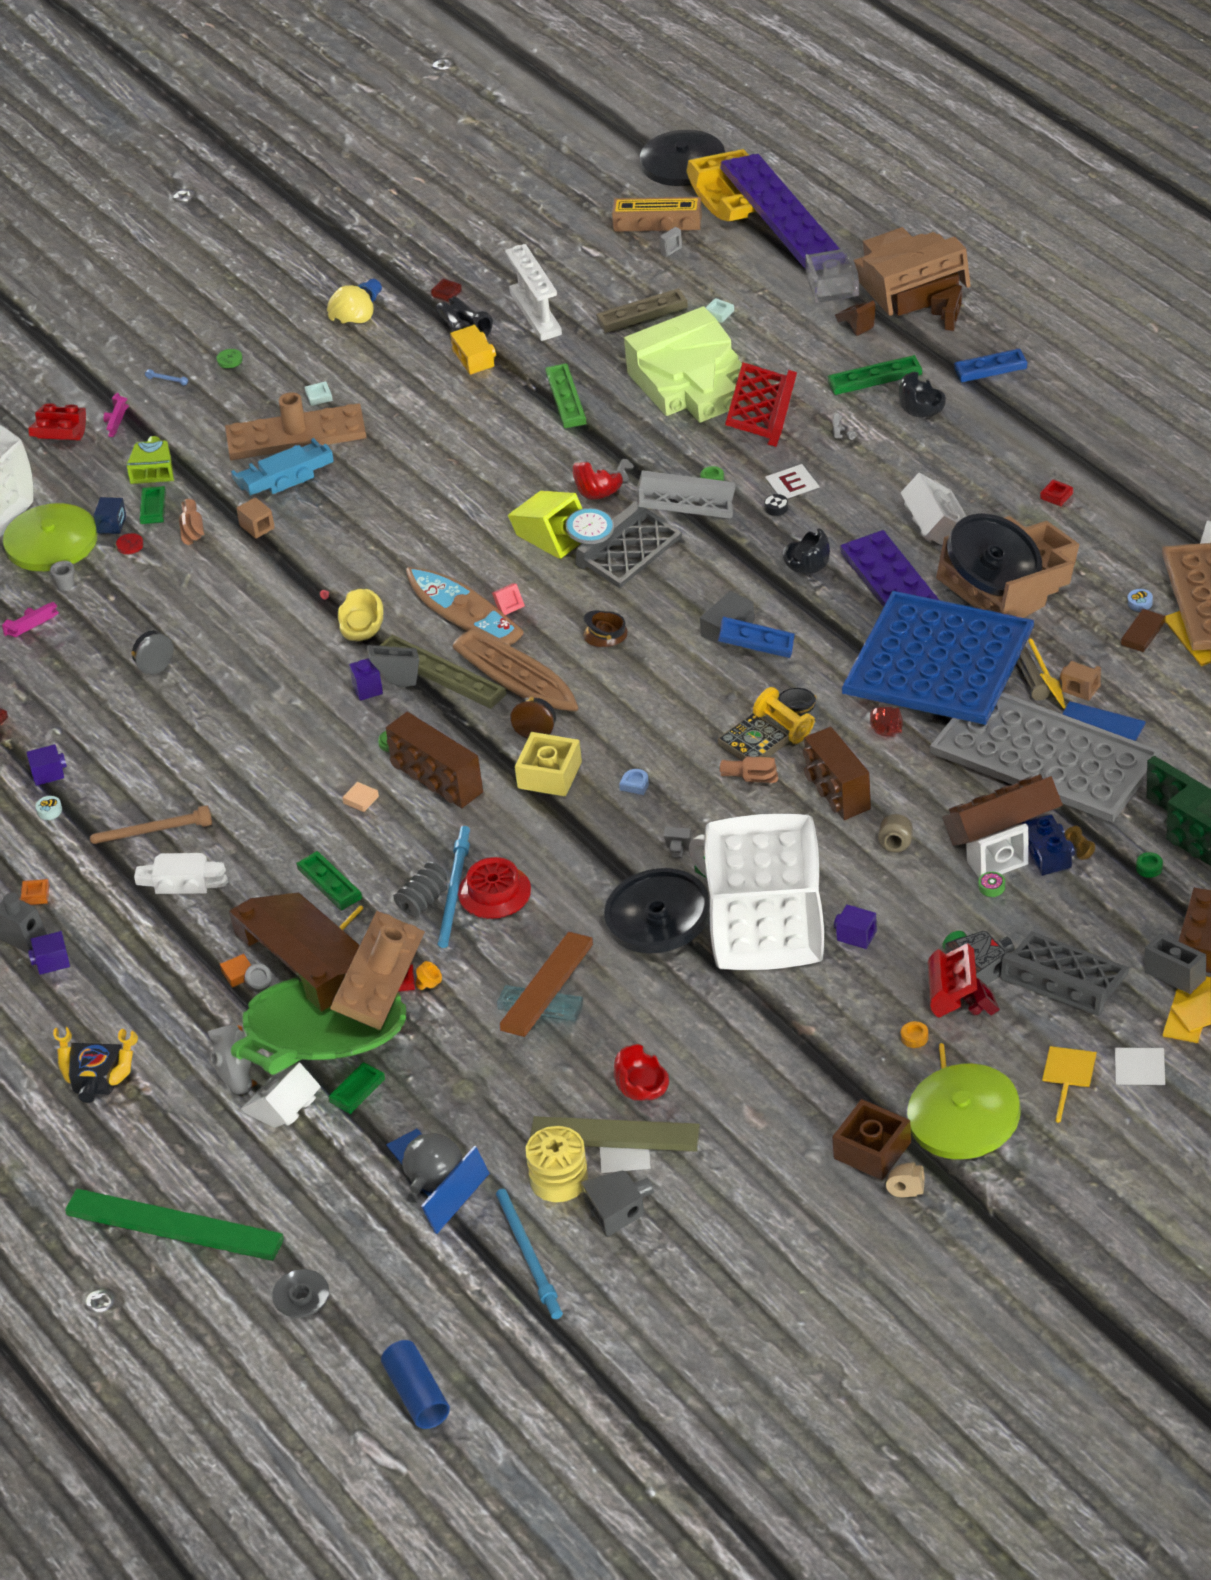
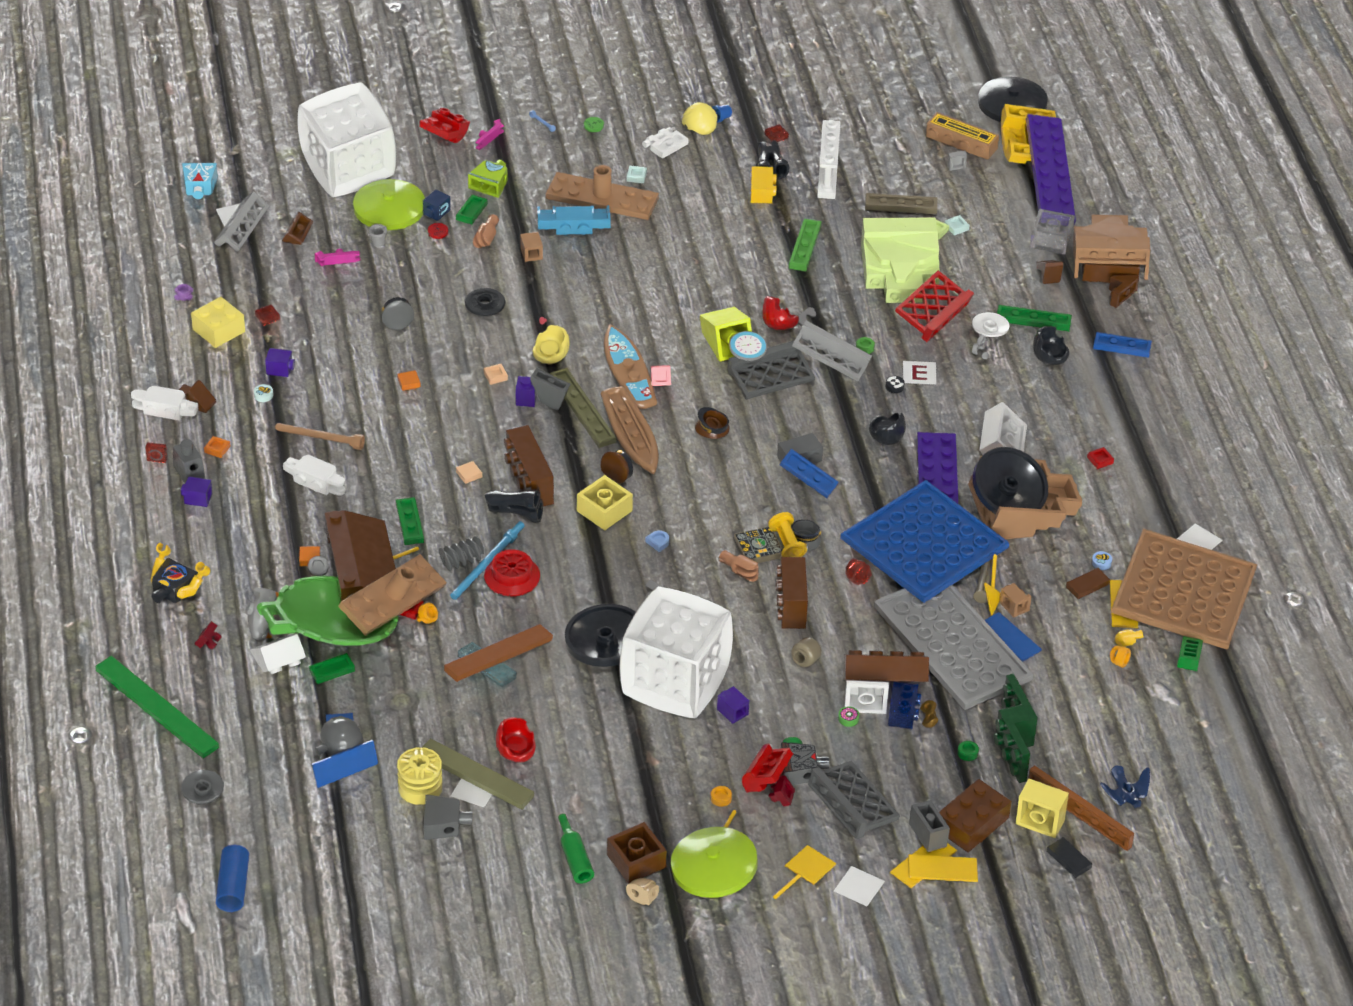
camera: 20 degrees right, 0 degrees up
(181, 1114) = (207, 635): none -> dark red tile
(214, 723) = (408, 380): none -> orange tile
(256, 603) = (495, 304): none -> black wheel
(312, 675) = (495, 374): none -> light nougat tile
(328, 347) = (665, 142): none -> white plate
(453, 804) = (522, 503): none -> black piece
(546, 1291) = (359, 857): dark azure bar -> none
(798, 1171) = (575, 853): none -> green piece
(836, 399) = (990, 324): none -> white dish

